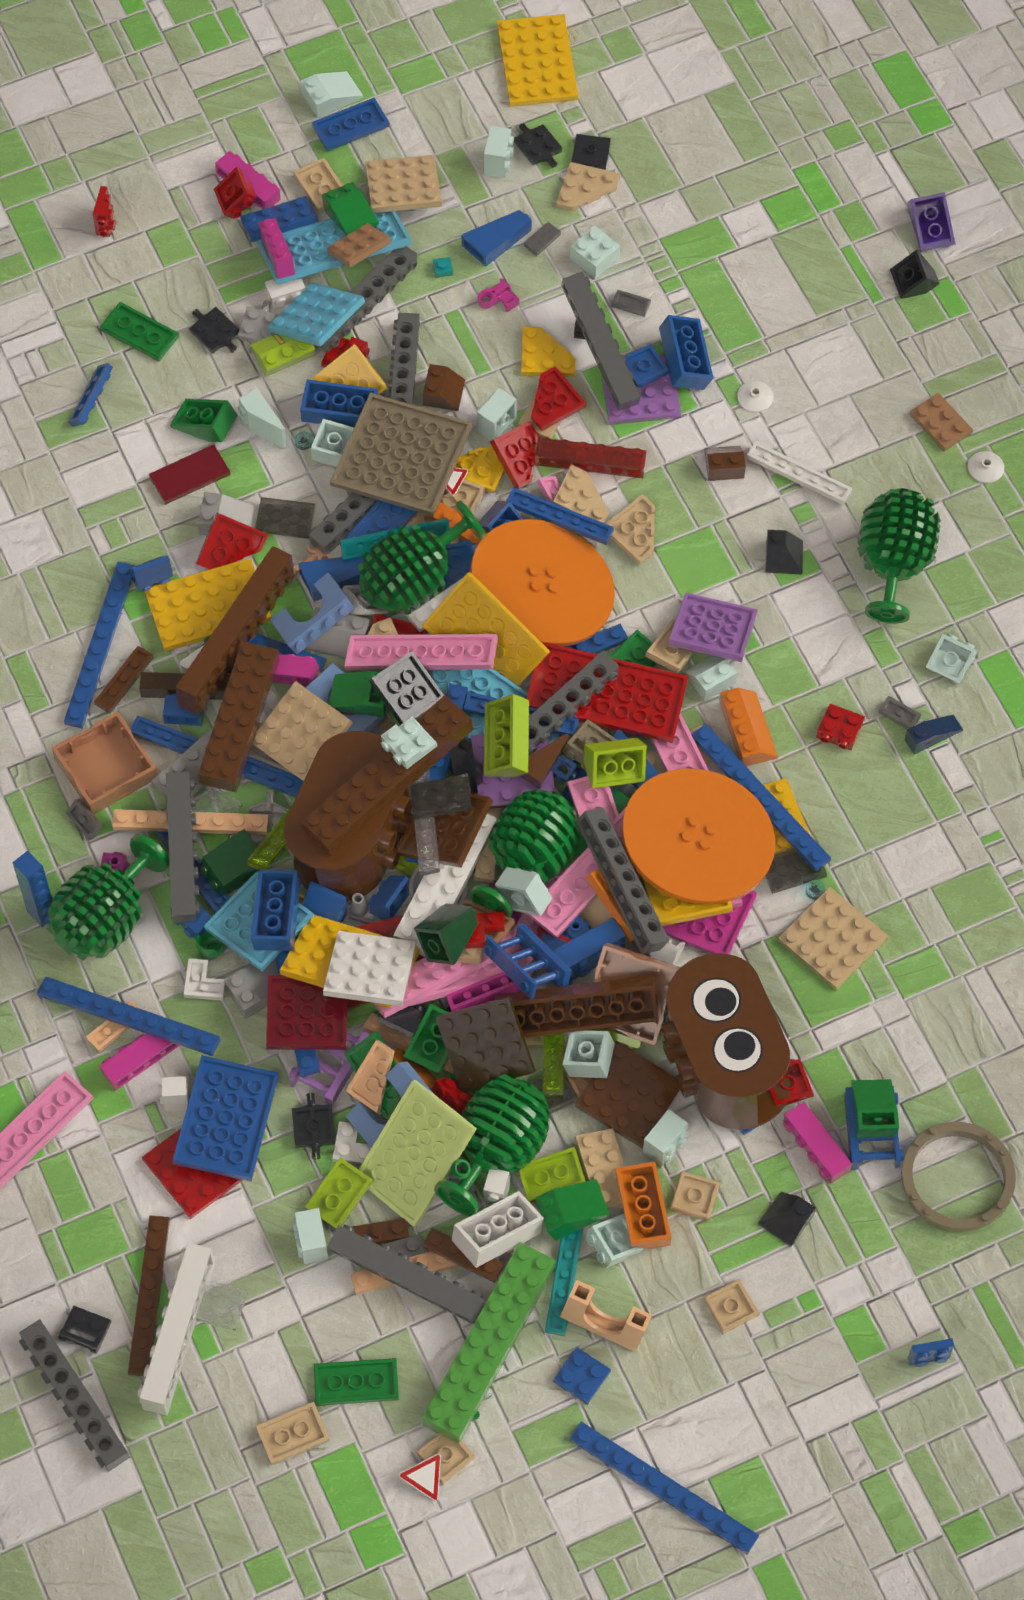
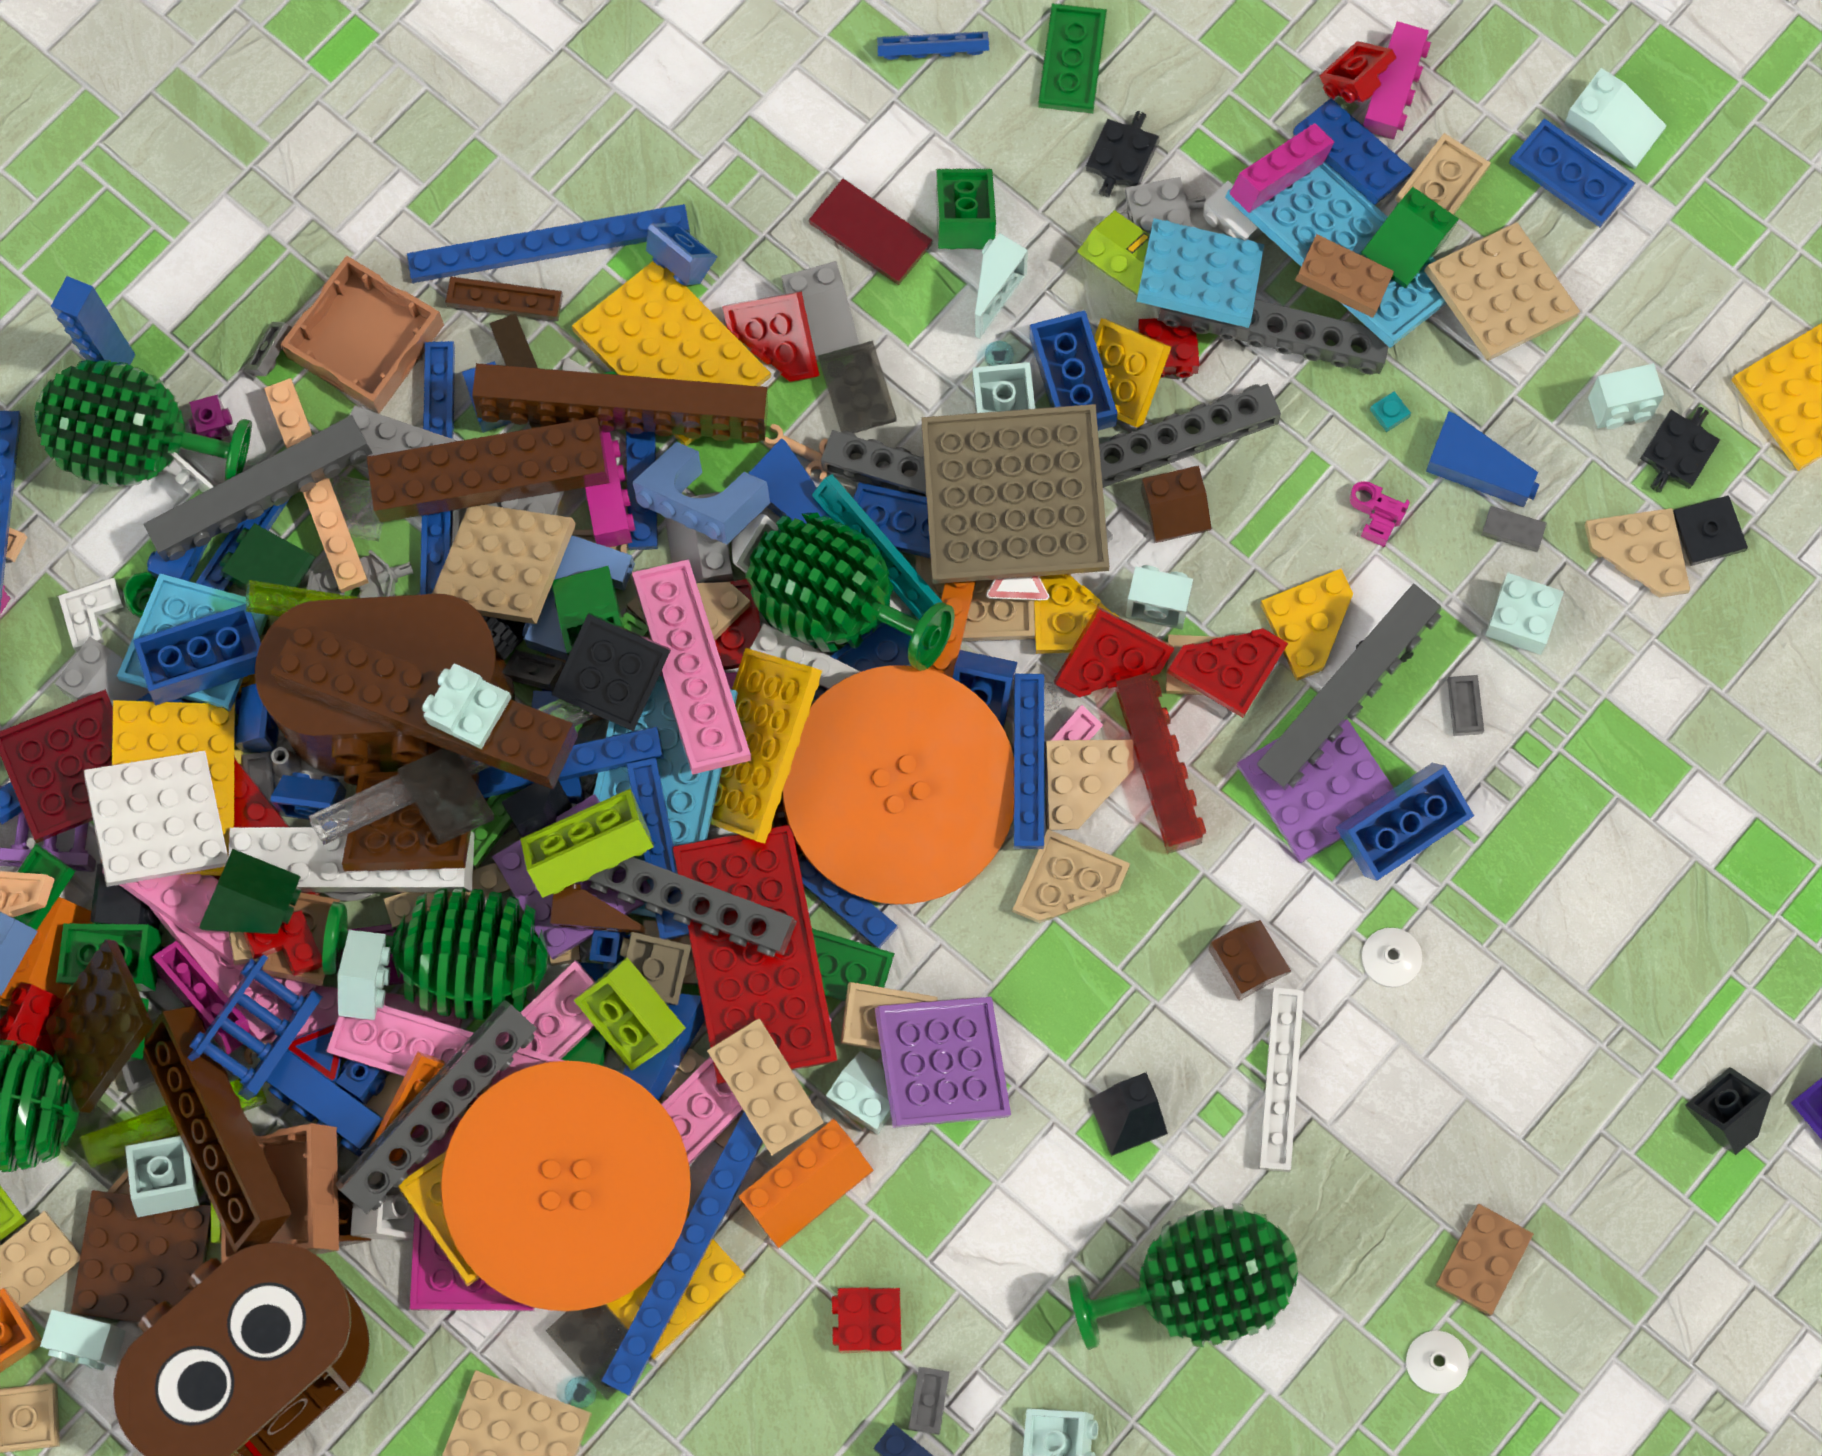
camera: 70 degrees right, 10 degrees up
(151, 883) = (188, 471): none -> white piece
(646, 366) = (1350, 770): blue plate -> none
(687, 715) = (765, 1086): none -> tan plate

